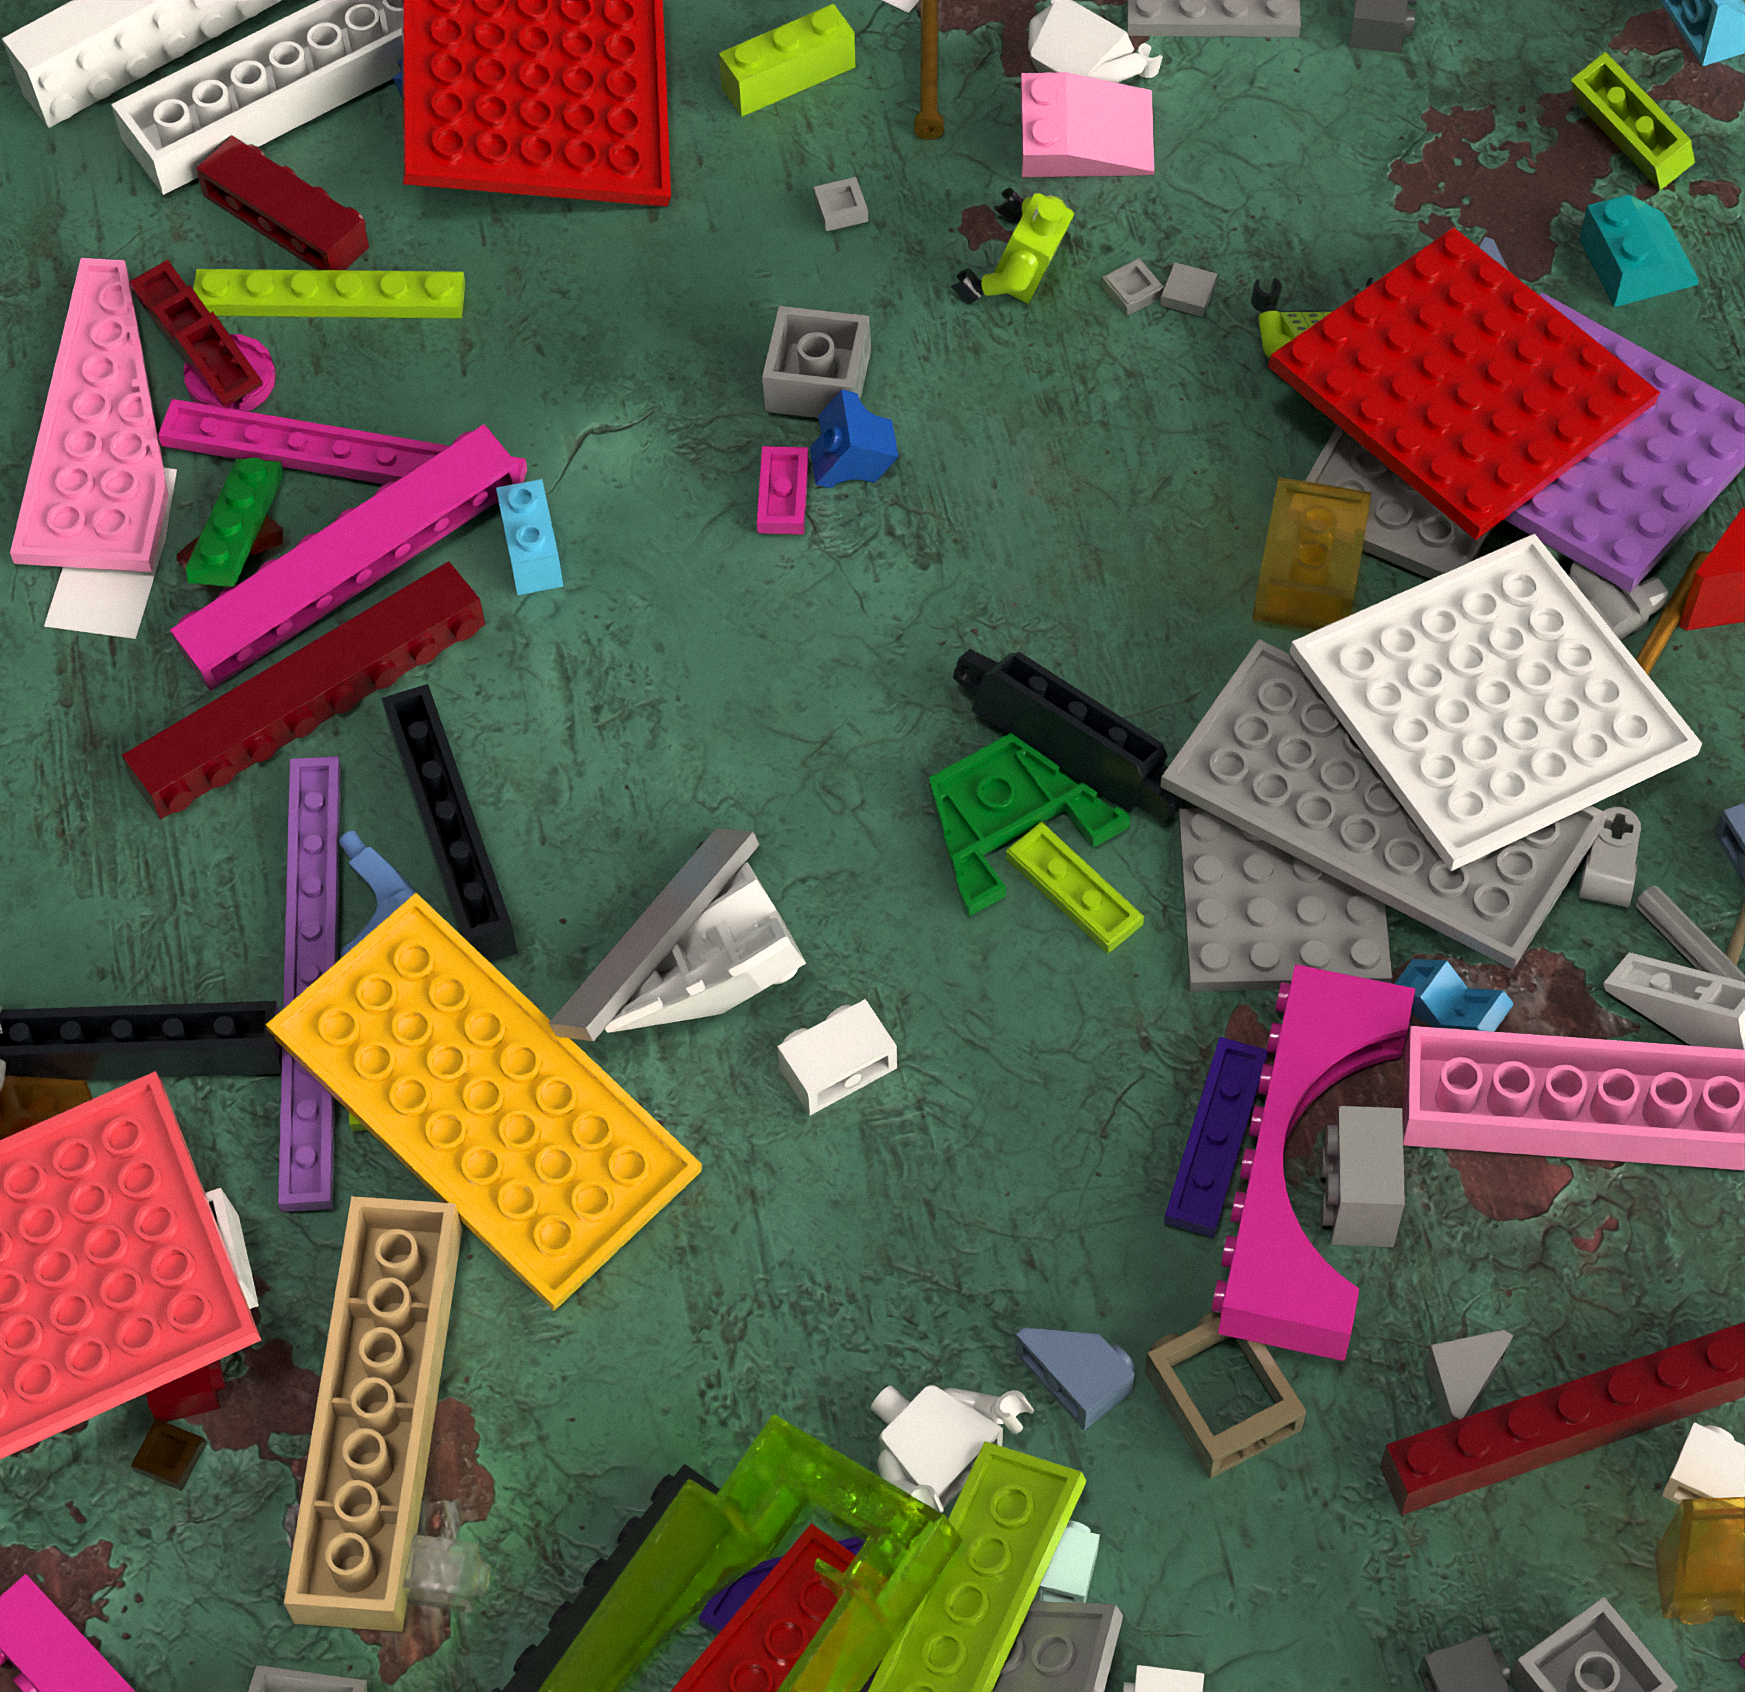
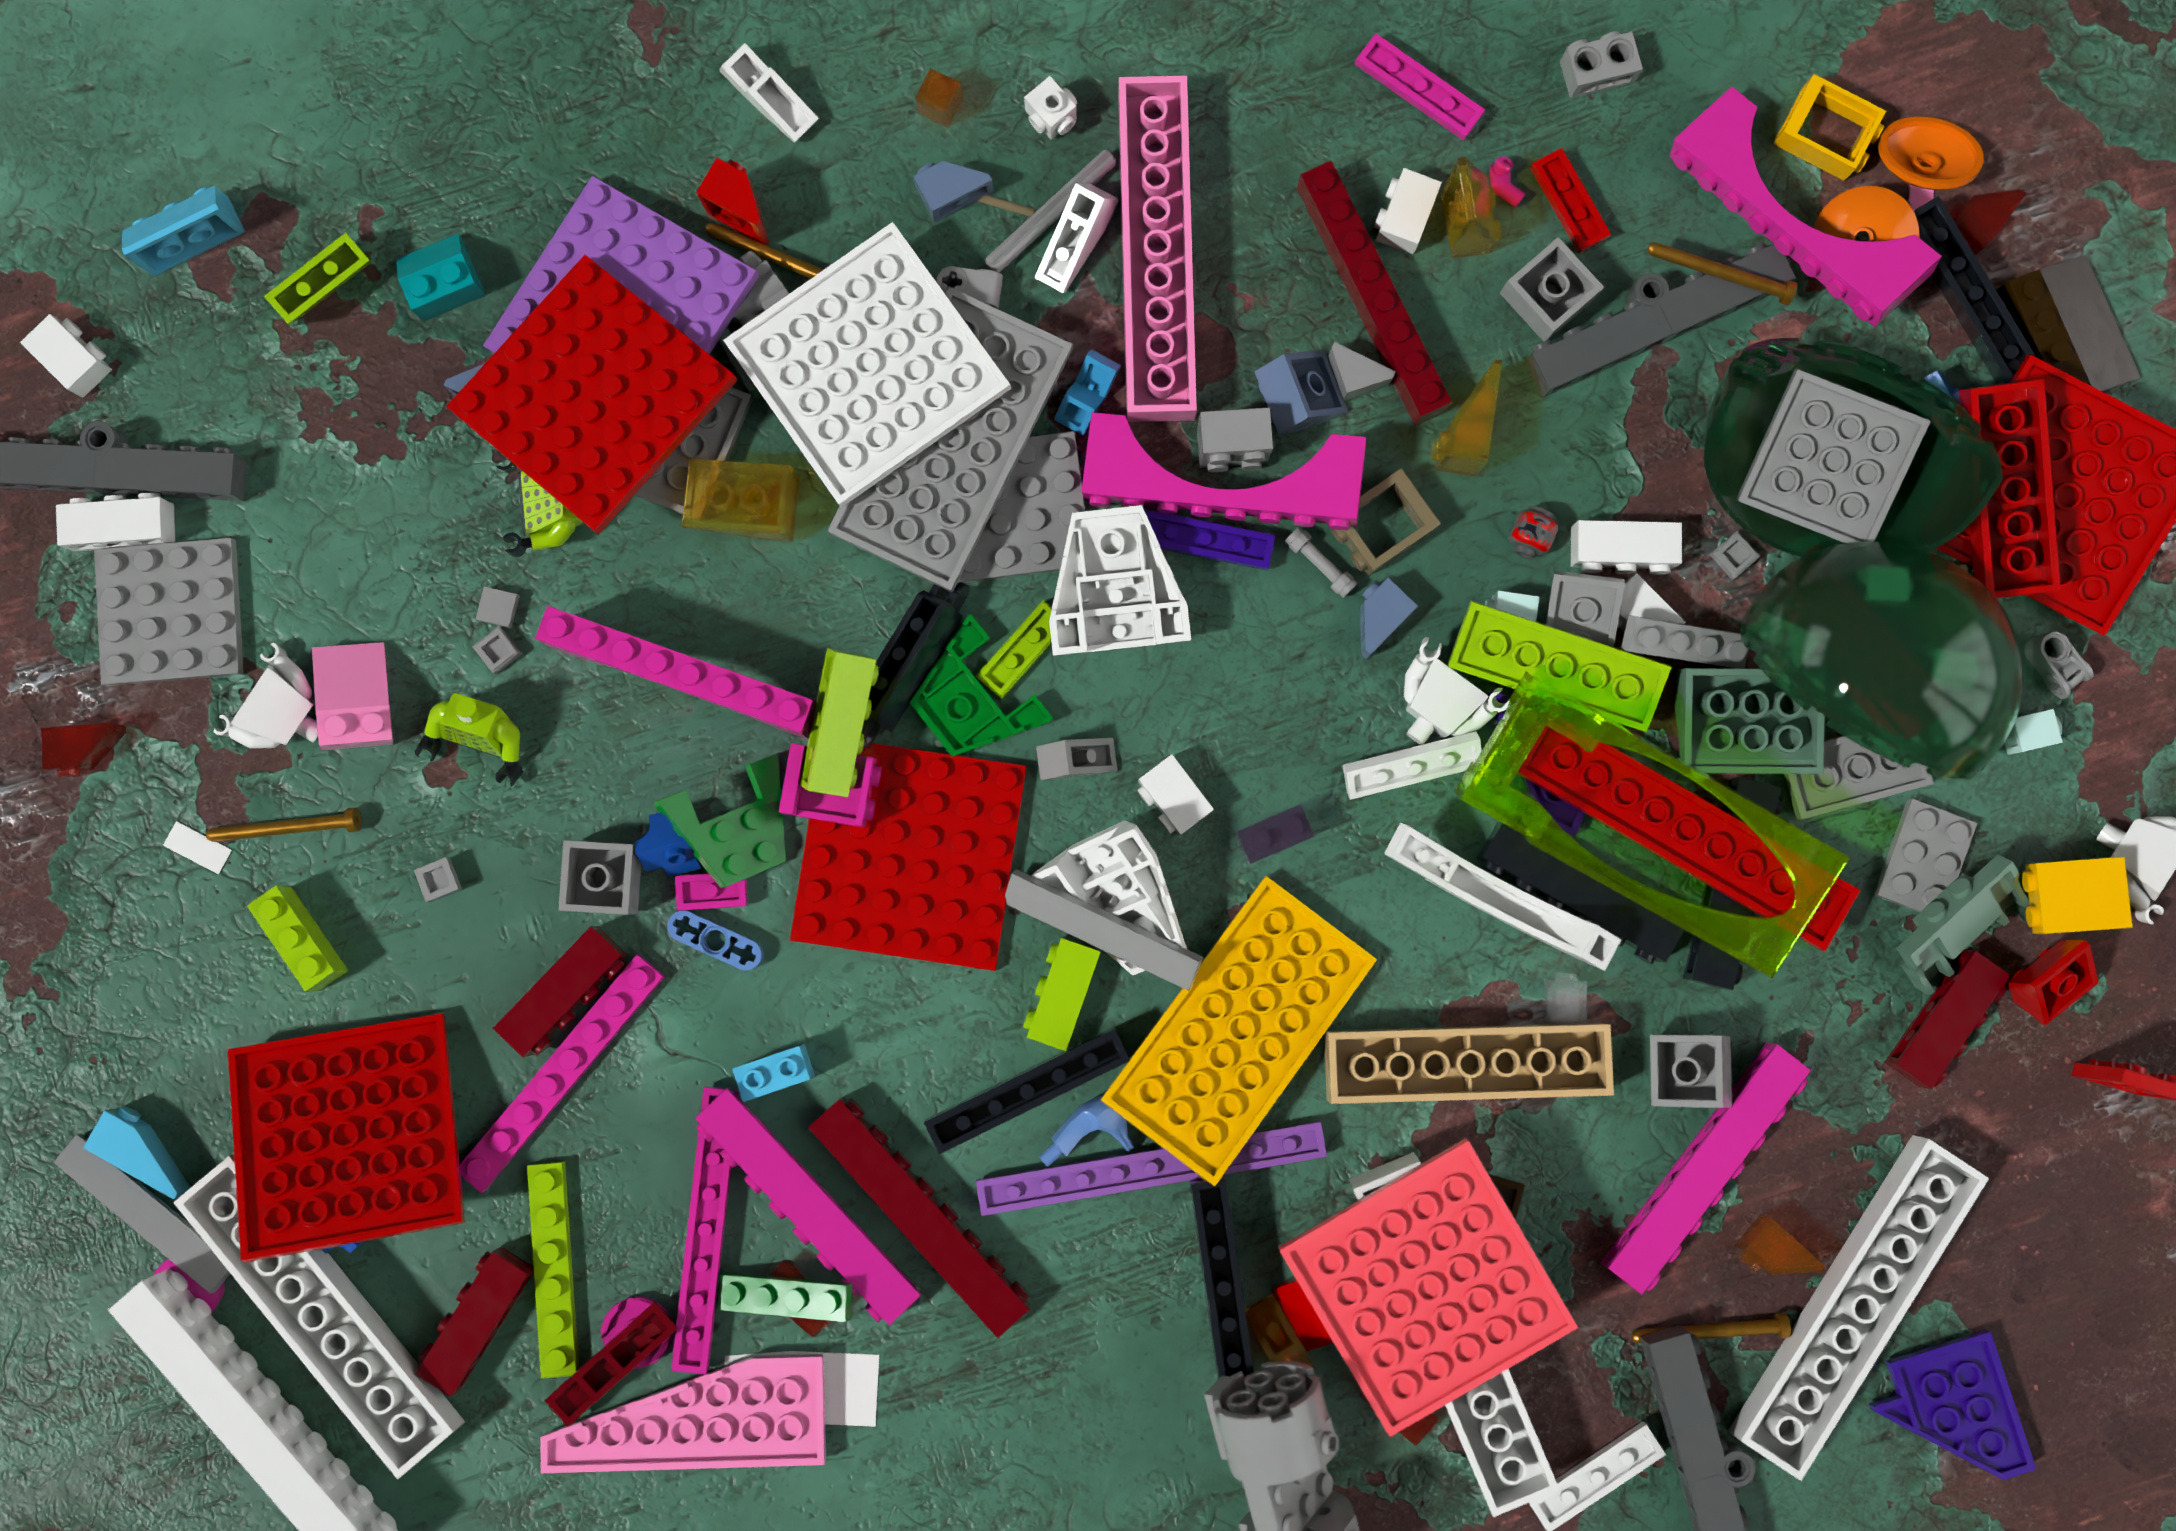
camera: 100 degrees left, 25 degrees up
(554, 1560) = (1502, 900): none -> white arch
(572, 884) = (1061, 993): none -> lime brick
(576, 319) = (560, 1073): none -> dark pink plate
(677, 319) = (560, 992): none -> dark red brick
(716, 511) = (696, 921): none -> medium blue beam
(761, 1180) = (1274, 834): none -> clear purple brick
(801, 725) = (926, 868): none -> red plate
(840, 1374) = (1411, 765): none -> white plate
(844, 515) = (740, 840): none -> green wing
(905, 618) = (848, 810): none -> dark pink panel
(907, 936) = (1076, 758): none -> light grey slope
(987, 618) = (838, 722): none -> lime brick
(1017, 552) = (676, 670): none -> dark pink arch
(1135, 1323) = (1300, 541): none -> light grey bar
(1150, 985) = (1115, 586): none -> white wedge
(1192, 1616) = (1533, 532): none -> head
(1372, 1524) = (1467, 439): none -> clear yellow slope
(1438, 1289) = (1300, 391): none -> sand blue slope

